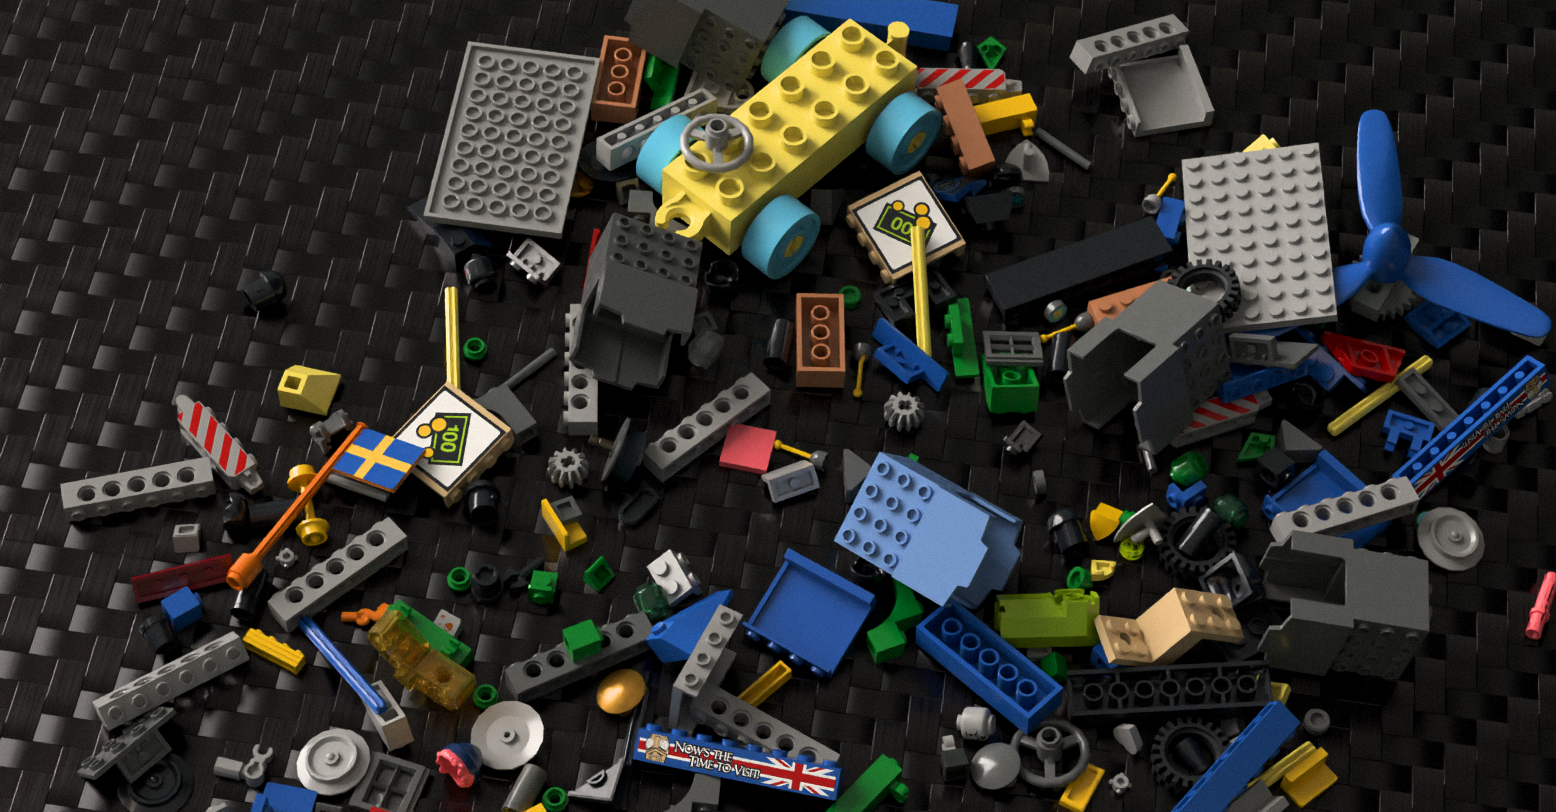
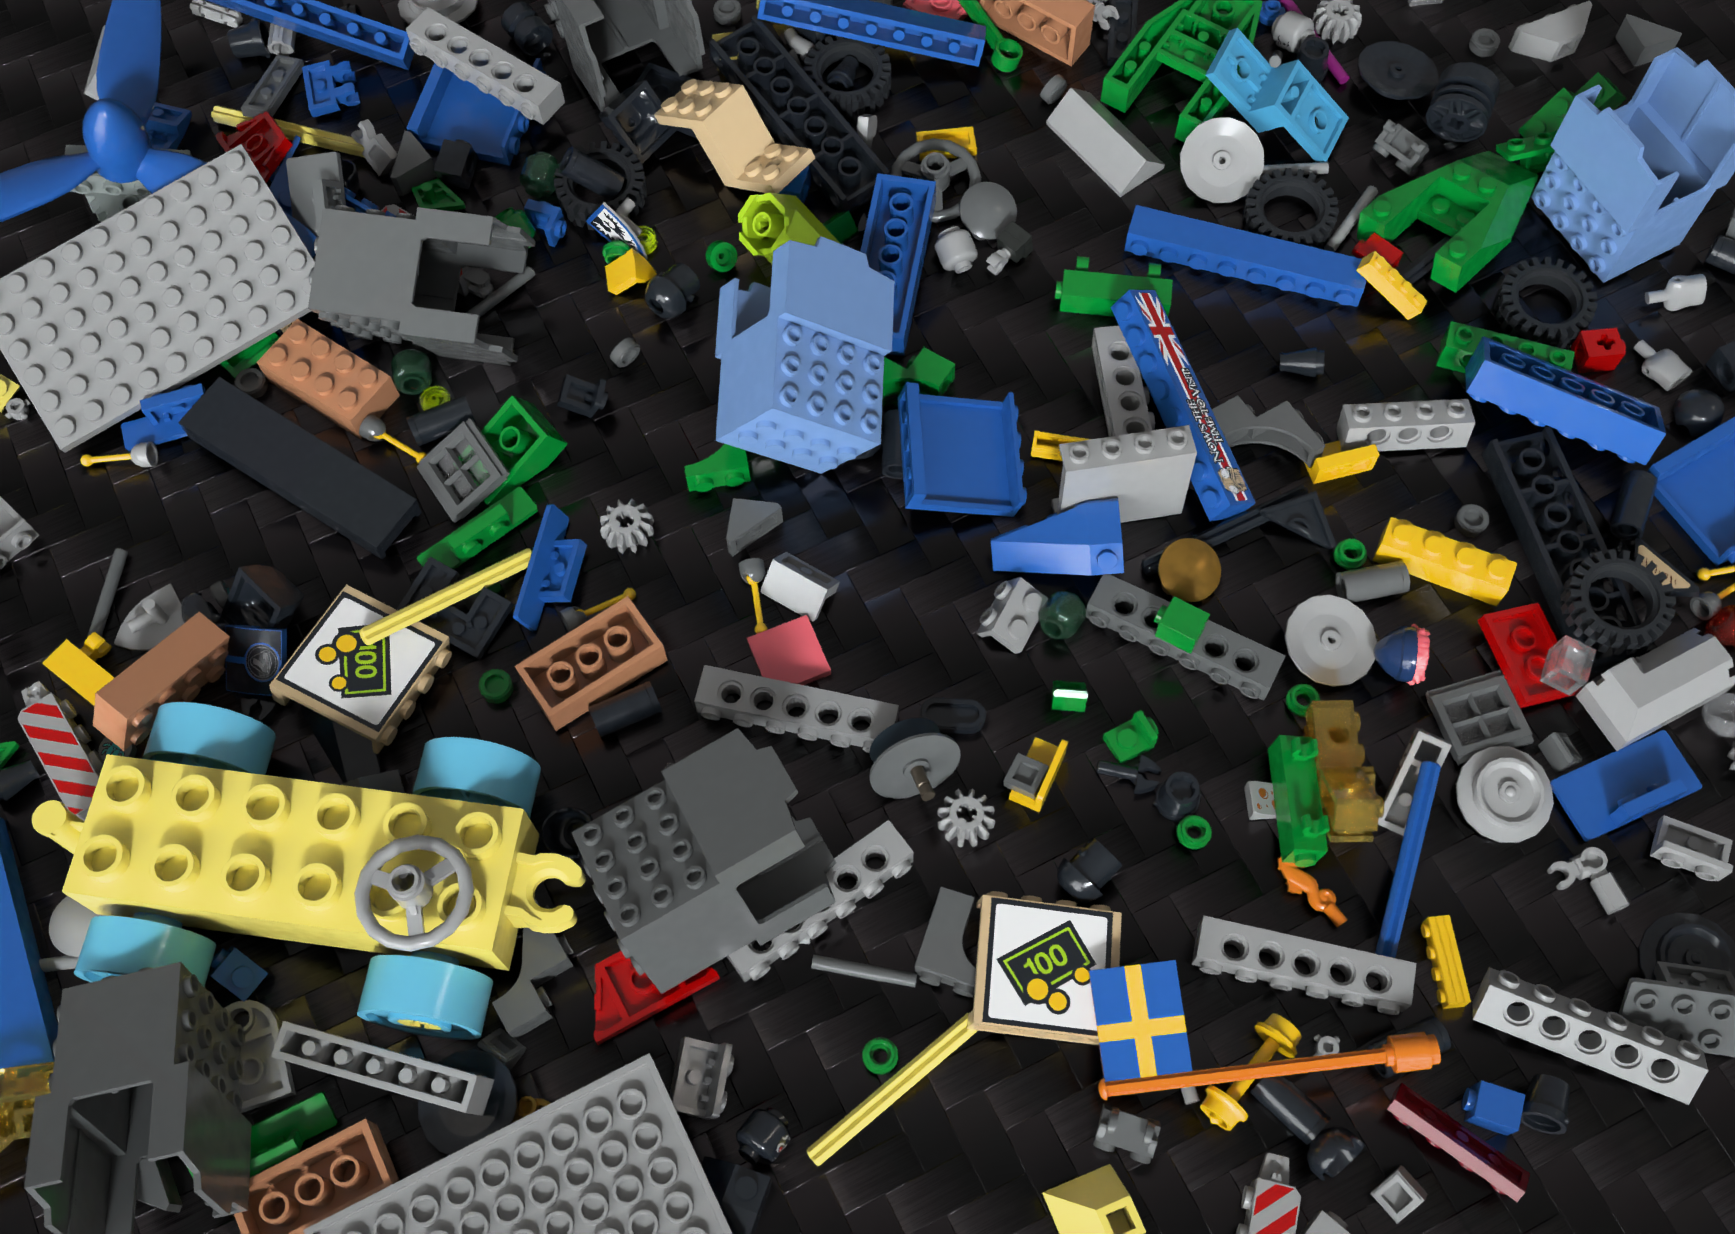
camera: 120 degrees left, 10 degrees up
(1055, 311) = (376, 462): tile -> none
(1102, 569) = (691, 248): light yellow tile -> none
(1120, 783) = (917, 117): light grey piece -> none
(1215, 273) = (244, 285): black tyre -> none
(1316, 430) = (376, 148): none -> light grey plate

